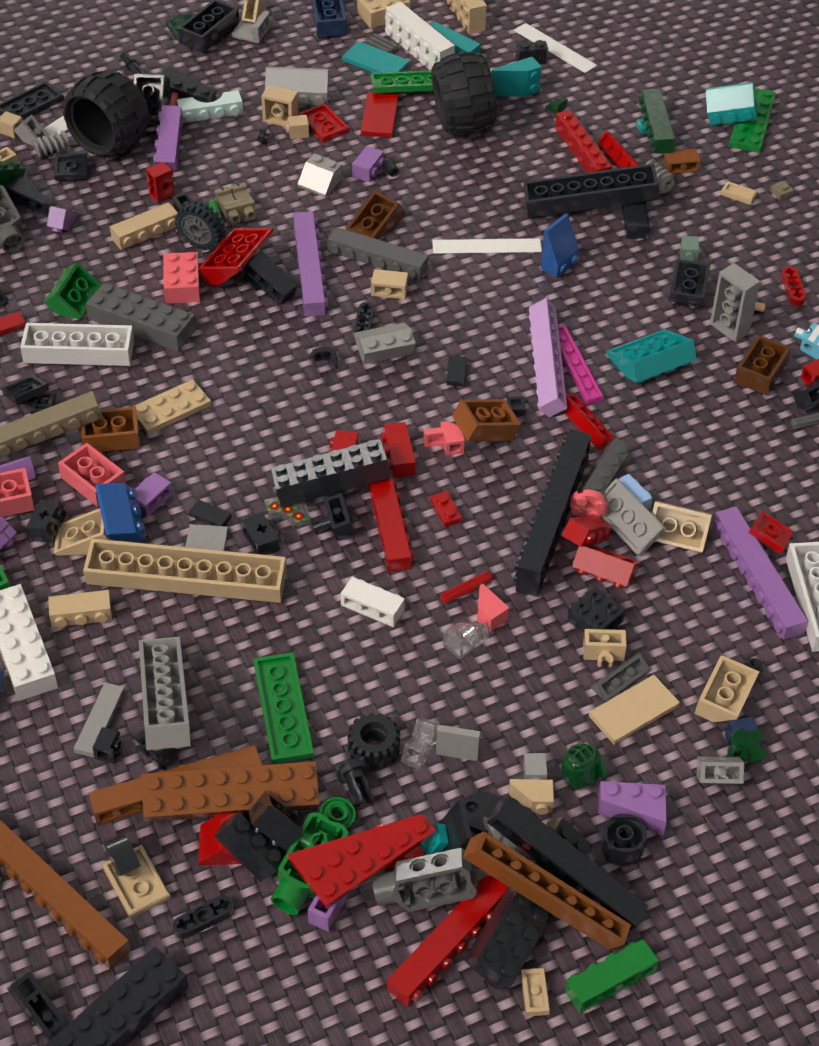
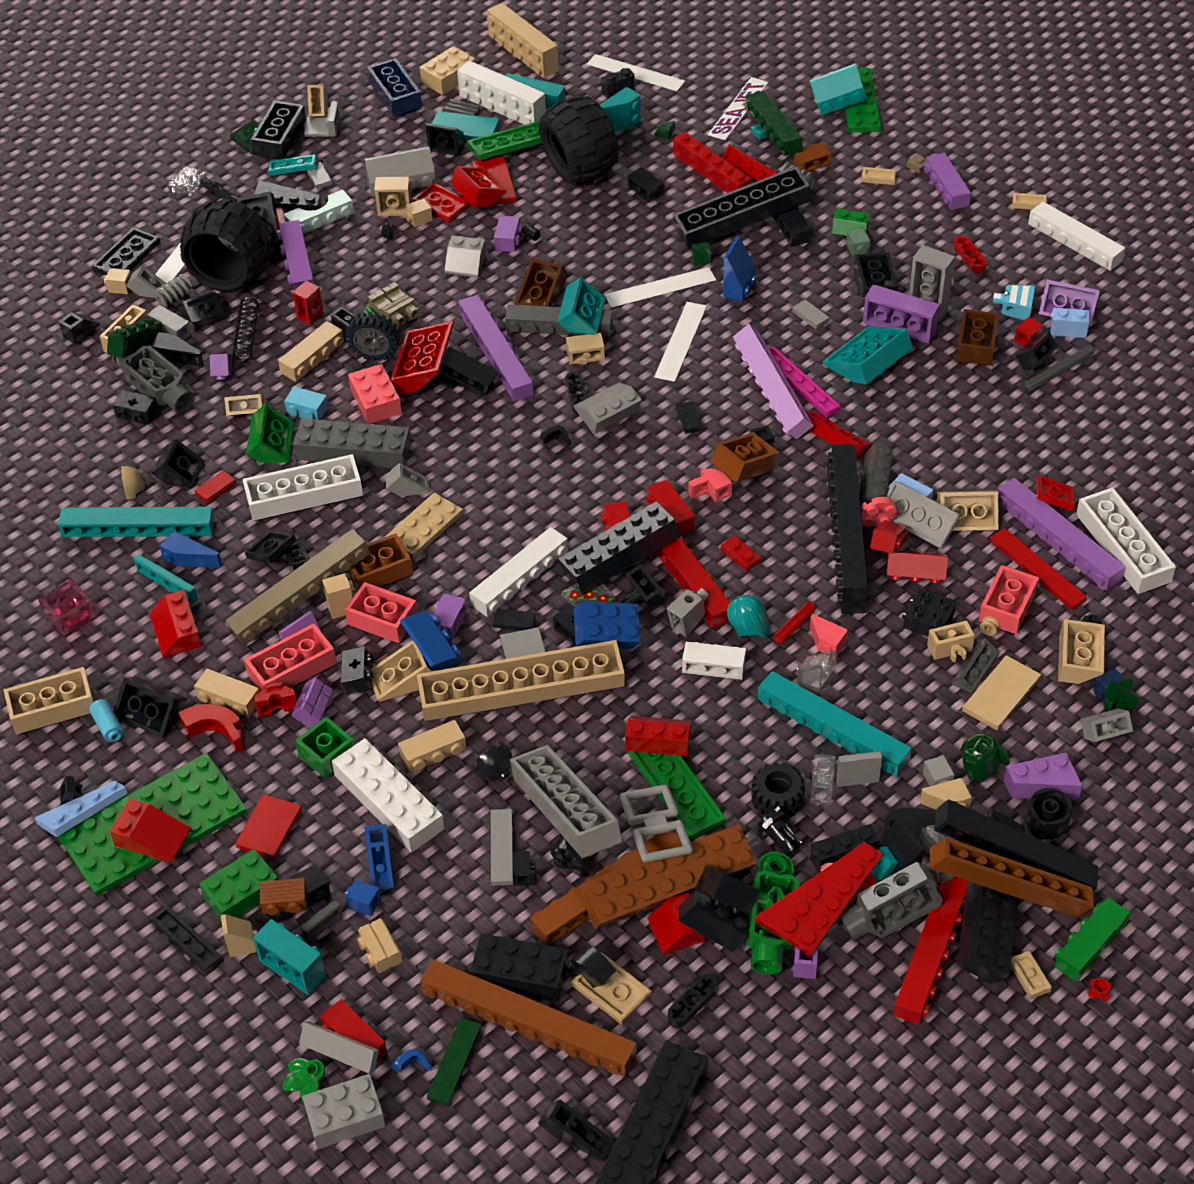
camera: 15 degrees left, 0 degrees up
(36, 172) = (171, 322): none -> light grey brick
(59, 446) = (338, 594): none -> tan brick
(60, 835) = (521, 966): none -> black brick
(61, 257) = (243, 404): none -> tan brick
(90, 191) = (253, 329): none -> black piece
(111, 52) = (187, 181): none -> clear plate
(118, 271) = (306, 404): none -> medium azure brick
(124, 639) = (494, 763): none -> black cylinder
(172, 363) = (406, 481): none -> light grey slope
(208, 59) = (293, 164): none -> teal tile
(226, 74) = (319, 177): none -> light grey tile
(232, 471) = (518, 572): none -> white brick
(239, 738) = (655, 823): none -> light grey bar
(285, 539) = (607, 622): none -> blue brick
(285, 656) = (658, 735): none -> red slope
(351, 67) = (445, 139): none -> black slope
(359, 115) = (477, 186): none -> red slope
(366, 548) = (687, 611): none -> light grey torso
(397, 810) = (837, 846): none -> black brick
(398, 246) = (581, 308): none -> teal slope
(422, 570) = (749, 616): none -> teal hair
(458, 693) = (833, 722): none -> teal brick
(482, 299) = (680, 341): none -> white sticker
(515, 149) = (645, 184): none -> black brick
(536, 224) = (701, 253): none -> dark green slope
(598, 1021) = (1102, 984): none -> red plate
(614, 305) = (810, 314): none -> light grey tile
(631, 102) = (736, 109): none -> sticker
(650, 642) = (989, 625): none -> tan bush
(678, 621) = (1009, 598): none -> coral brick
(687, 226) = (847, 220): none -> green brick
(695, 321) = (901, 311): none -> medium lavender brick
(724, 601) = (1038, 567): none -> red tile
(801, 213) = (947, 181): none -> medium lavender brick

